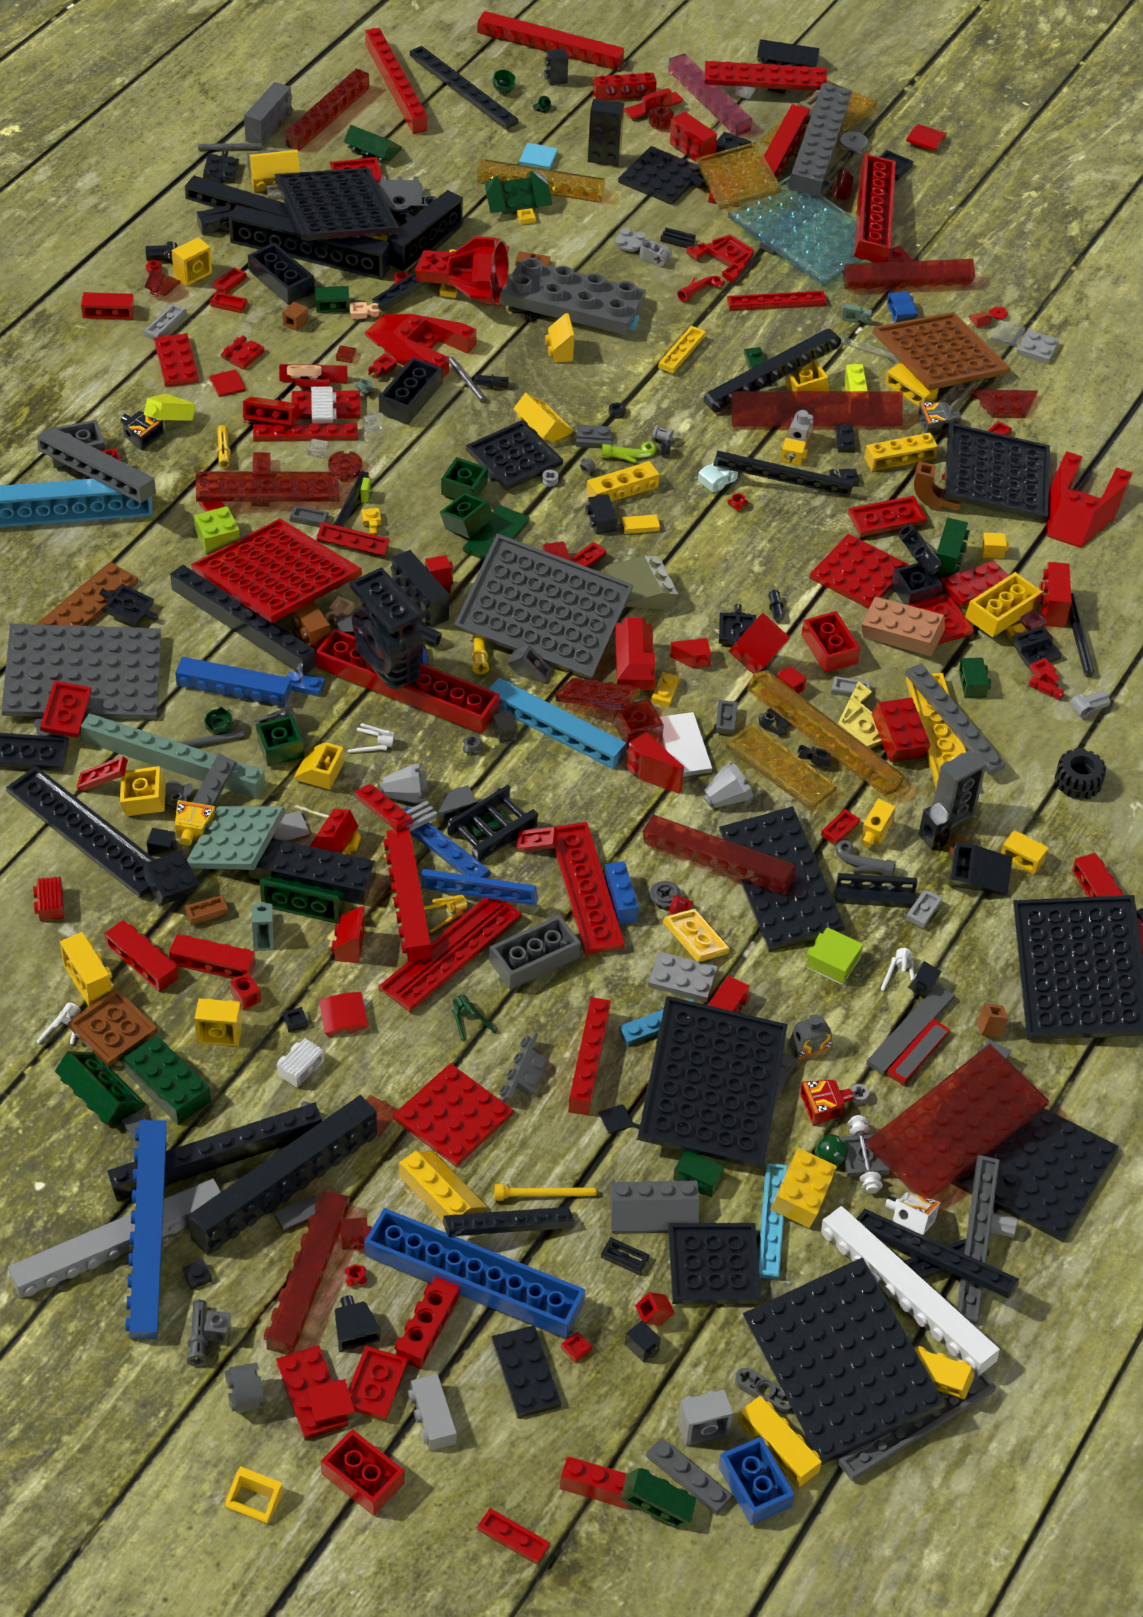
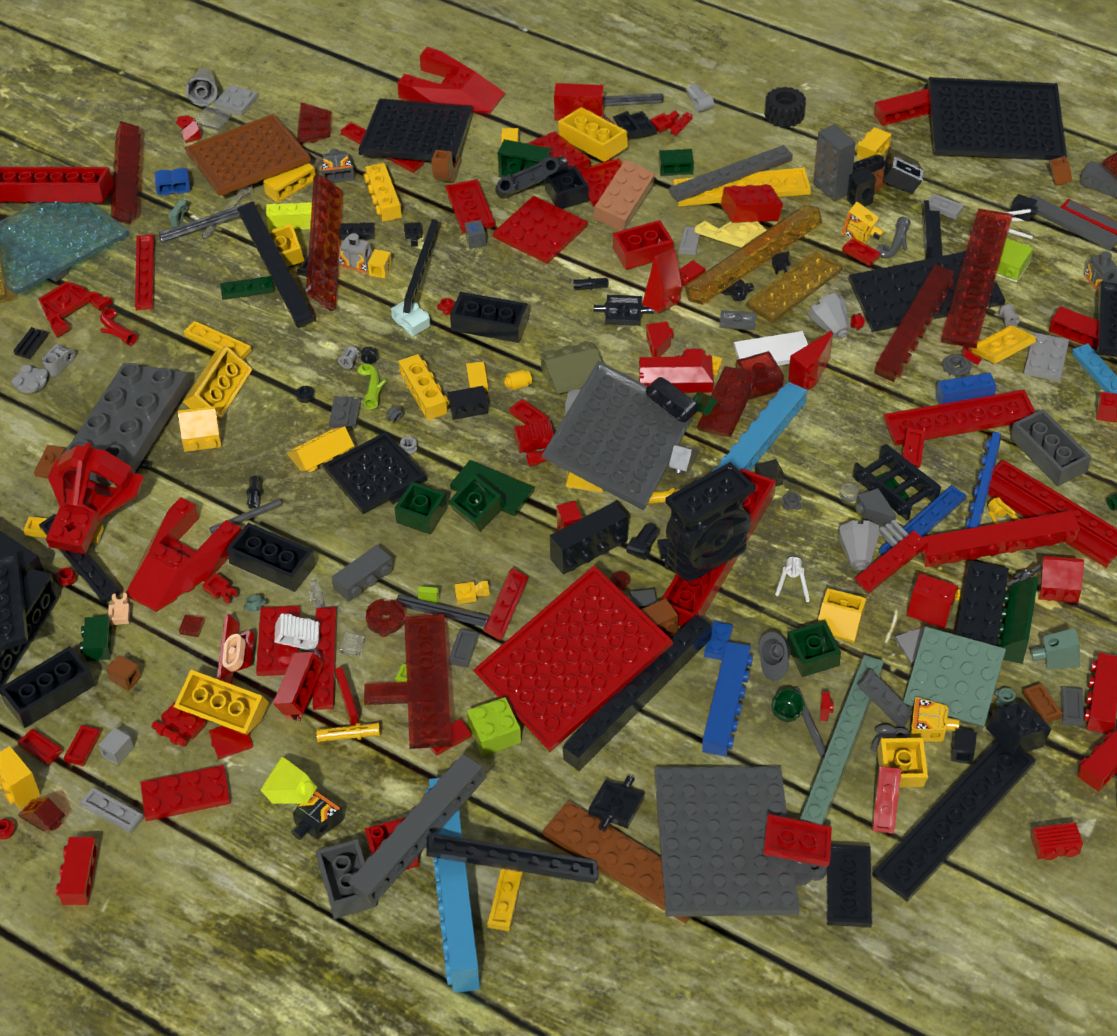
camera: 85 degrees left, 0 degrees up
(56, 540) = (505, 900): none -> yellow plate
(69, 528) = (511, 858): none -> black plate
(211, 933) = (1072, 706): none -> dark grey tile
(217, 746) = (826, 706): none -> red plate
(217, 884) = (1005, 693): none -> sand green plate
(221, 317) = (116, 746): none -> light grey brick
(256, 369) = (221, 702): none -> yellow slope
(258, 442) = (346, 696): none -> red tile
(347, 897) = (1024, 575): none -> dark grey plate
(393, 449) = (362, 573): none -> dark grey brick
(484, 790) = (849, 492): none -> clear tile
(593, 647) = (671, 399): none -> black beam
(595, 676) = (704, 402): none -> dark green tile
(623, 351) = (218, 382): none -> yellow slope
(633, 548) = (518, 380): none -> yellow brick
(715, 525) = (489, 317): none -> black brick
(728, 815) = (857, 321): none -> red plate
(742, 947) = (1008, 312): none -> light grey bush
(789, 911) = (977, 278): none -> clear red plate
(841, 519) = (475, 234): none -> dark grey brick
(843, 332) = (199, 223): none -> black axle
(977, 828) = (872, 163): none -> black beam
(1049, 316) = (202, 88): none -> light grey cone

